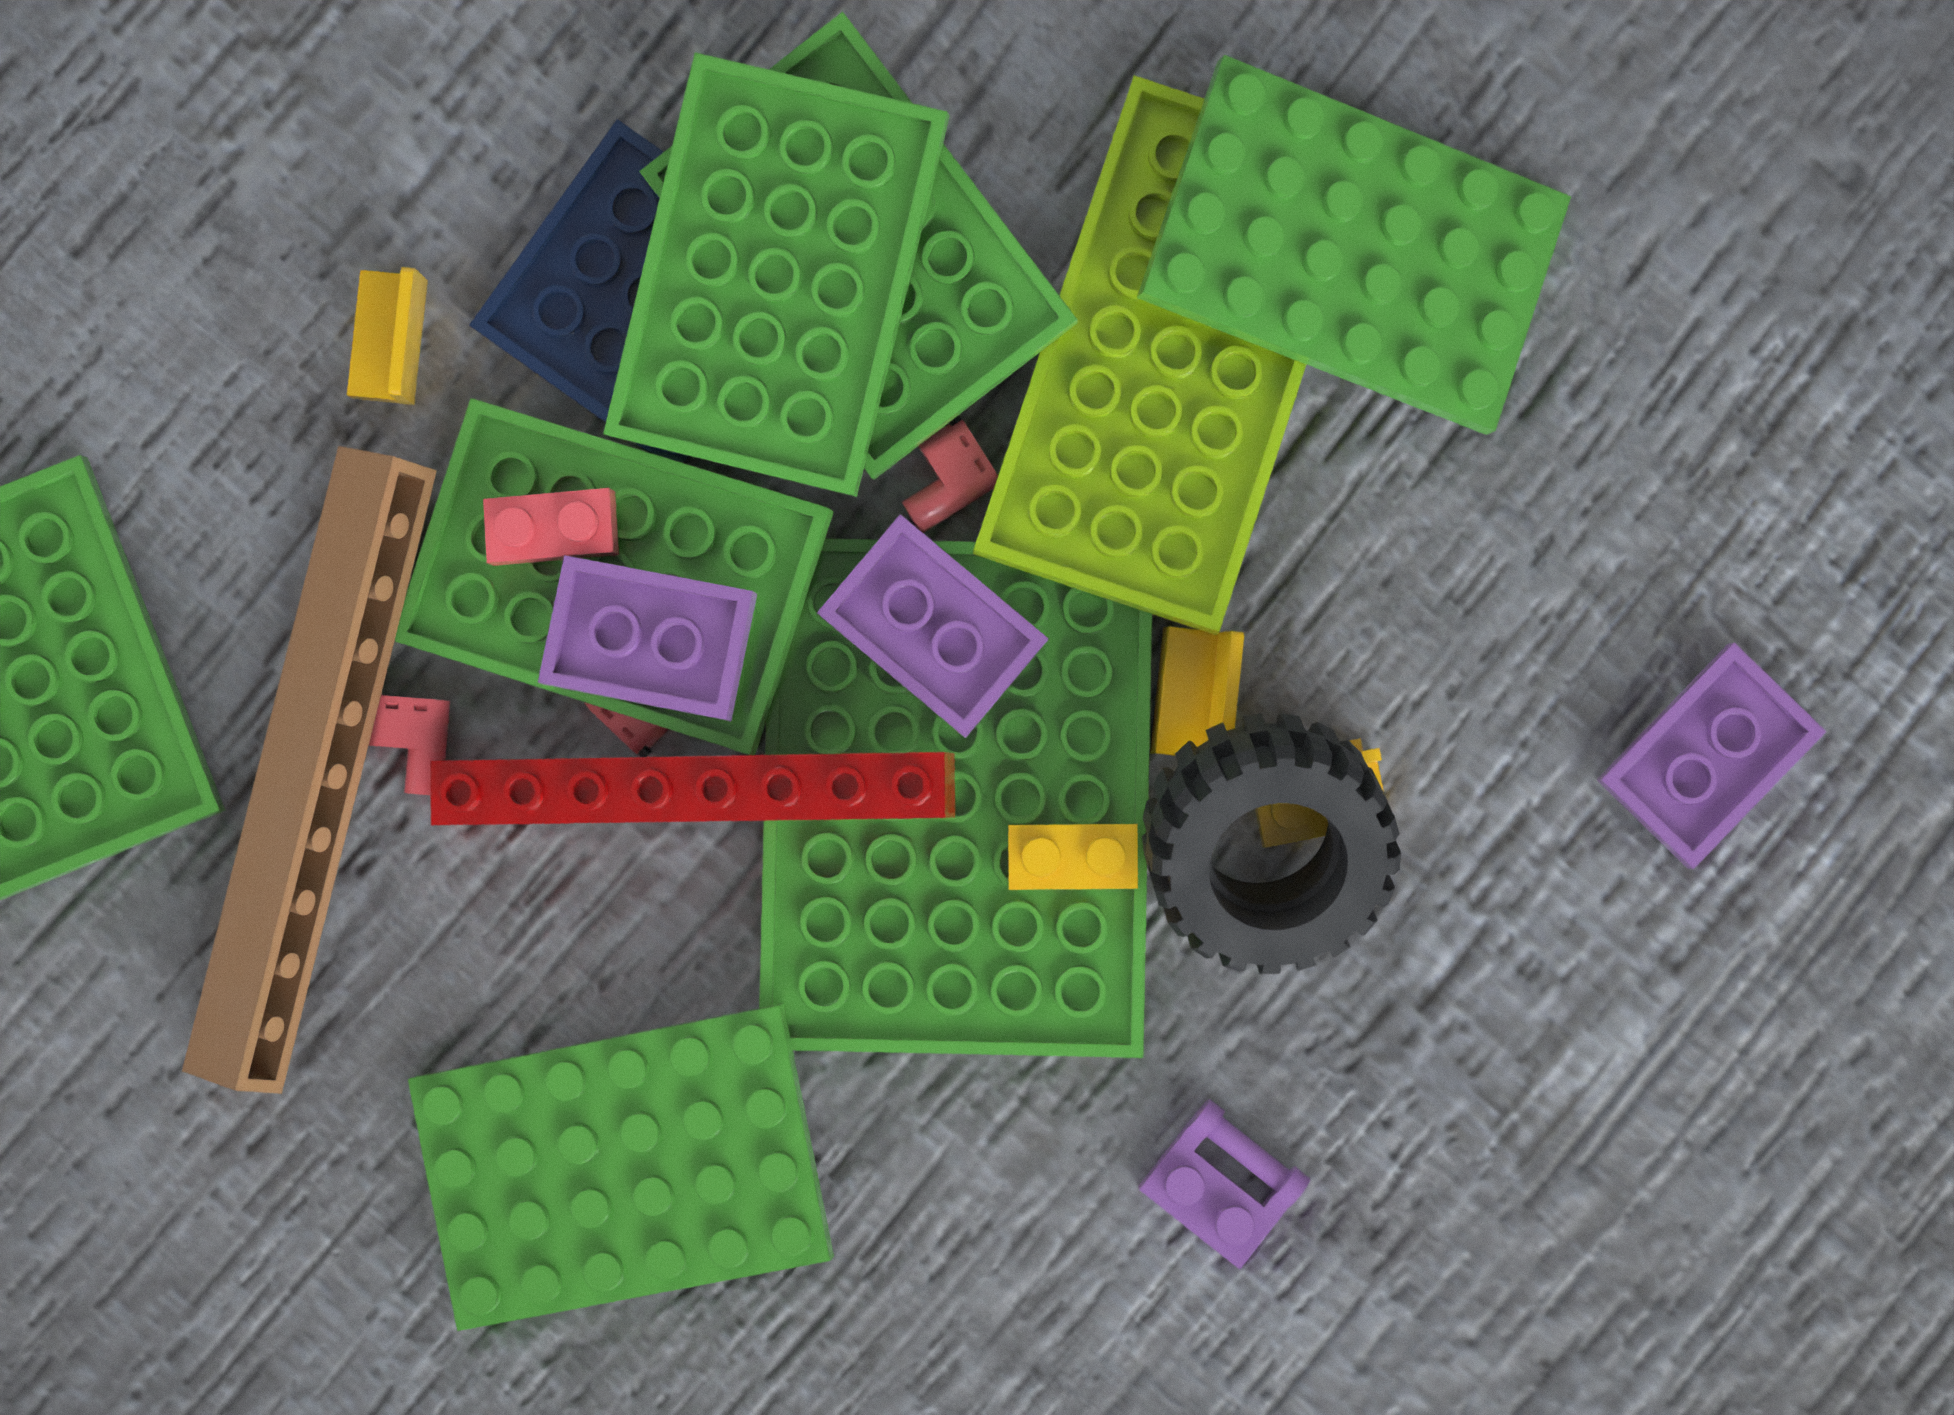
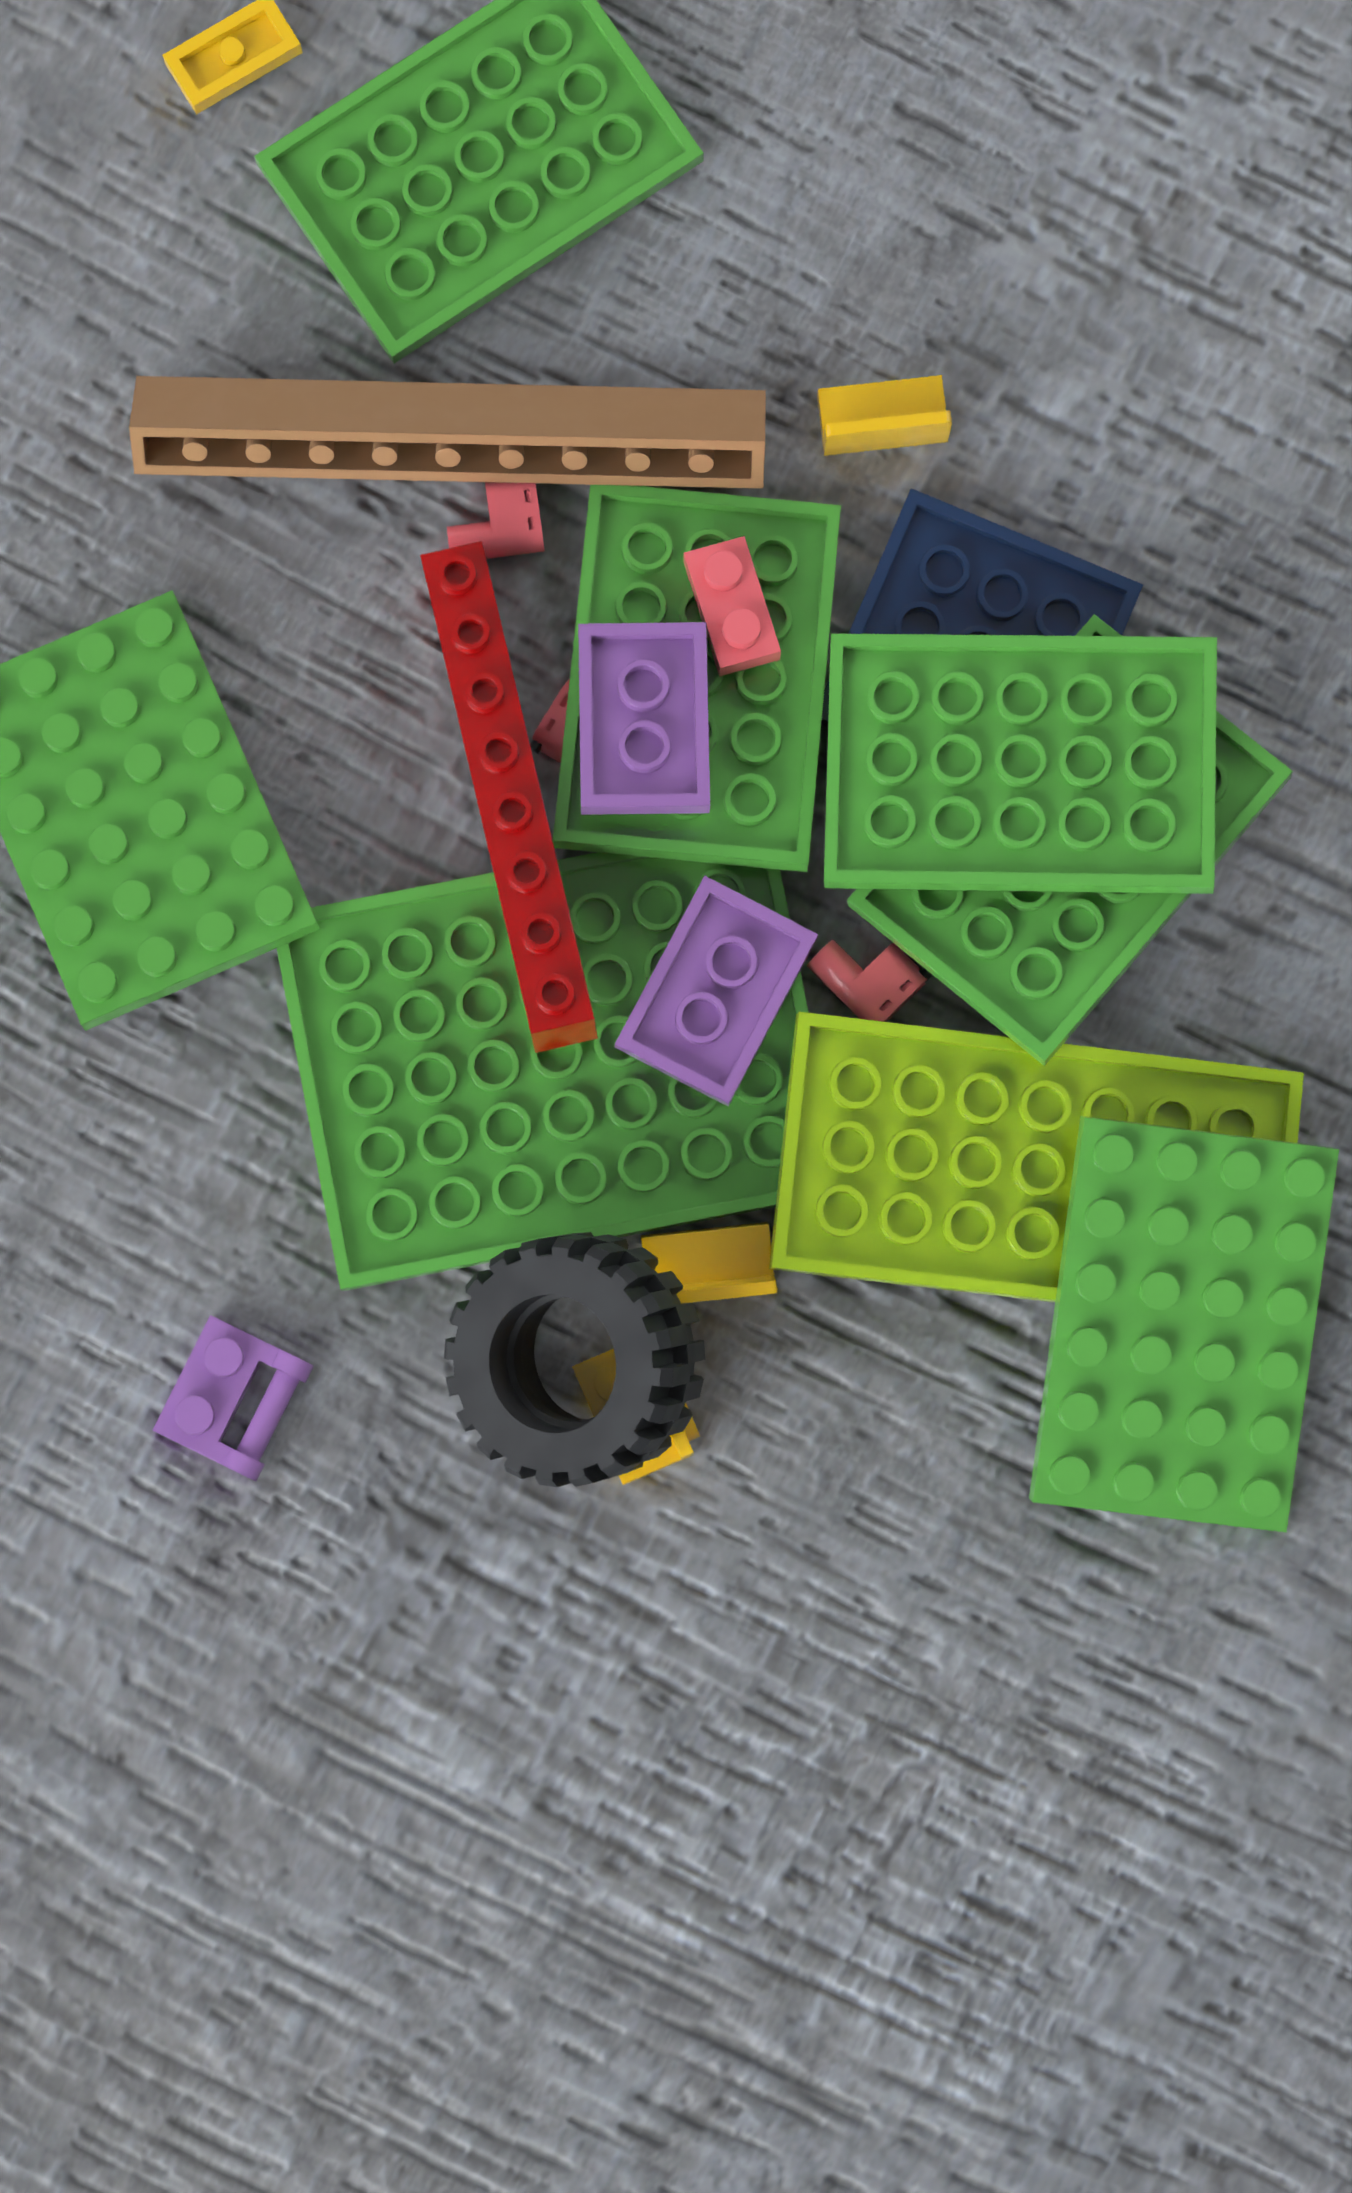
camera: 80 degrees right, 5 degrees down
(1073, 856) = (521, 1176): yellow plate -> none
(1711, 755) = (759, 1791): medium lavender plate -> none

